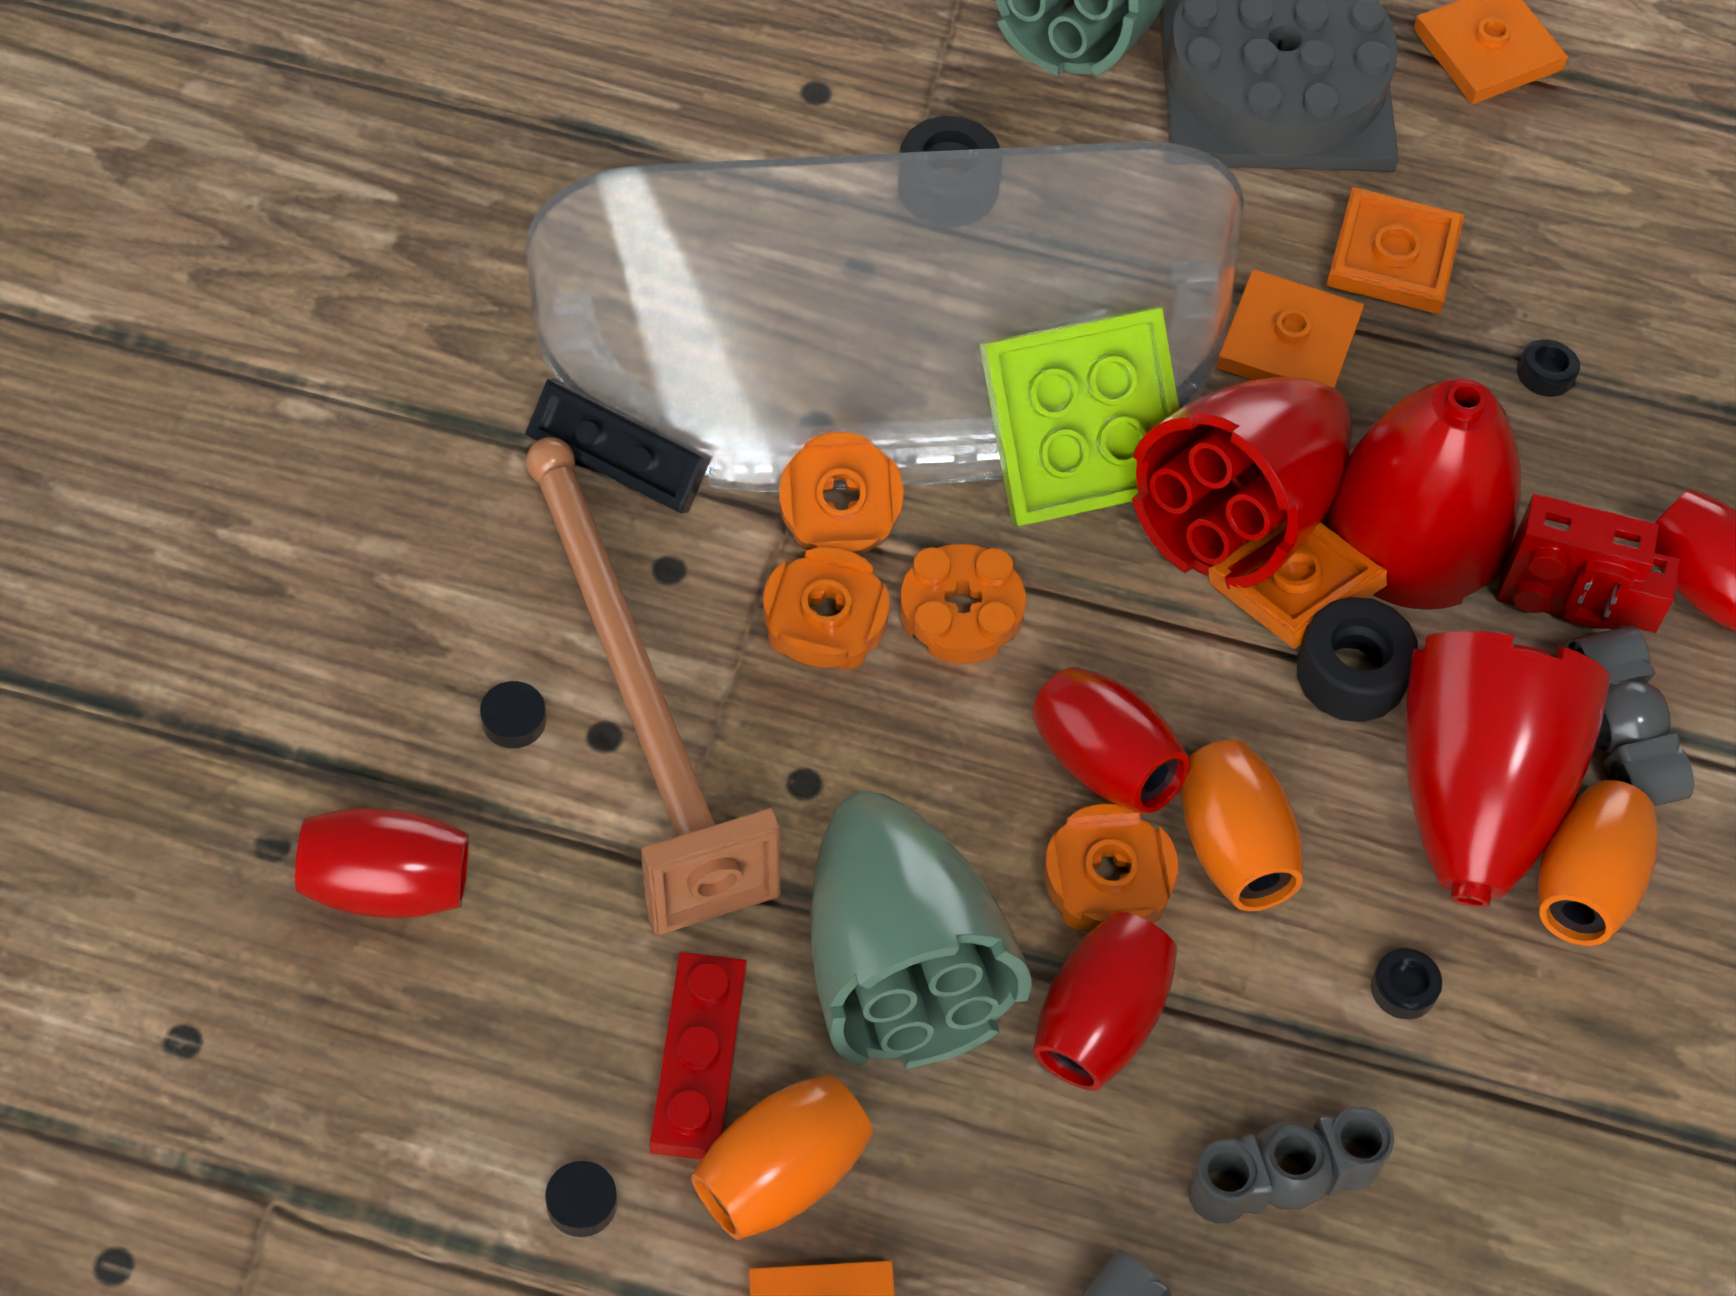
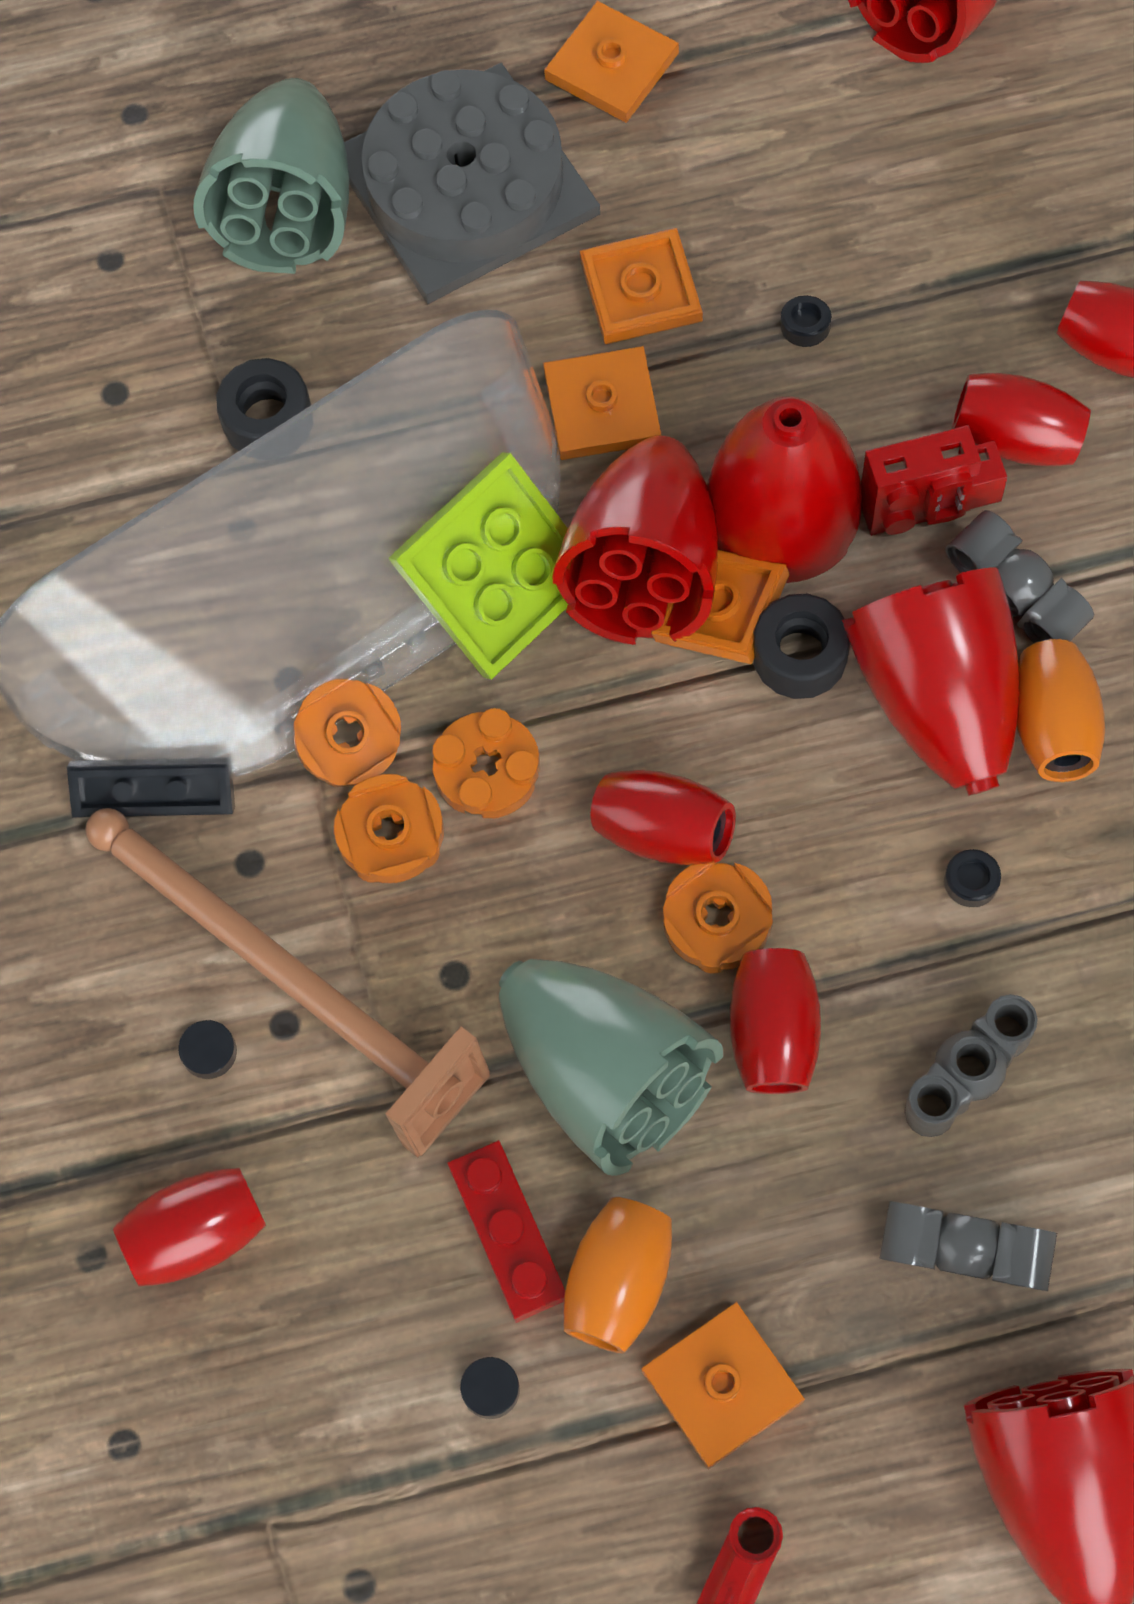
camera: 20 degrees left, 10 degrees up
(1242, 826) = (795, 829): orange piece -> none

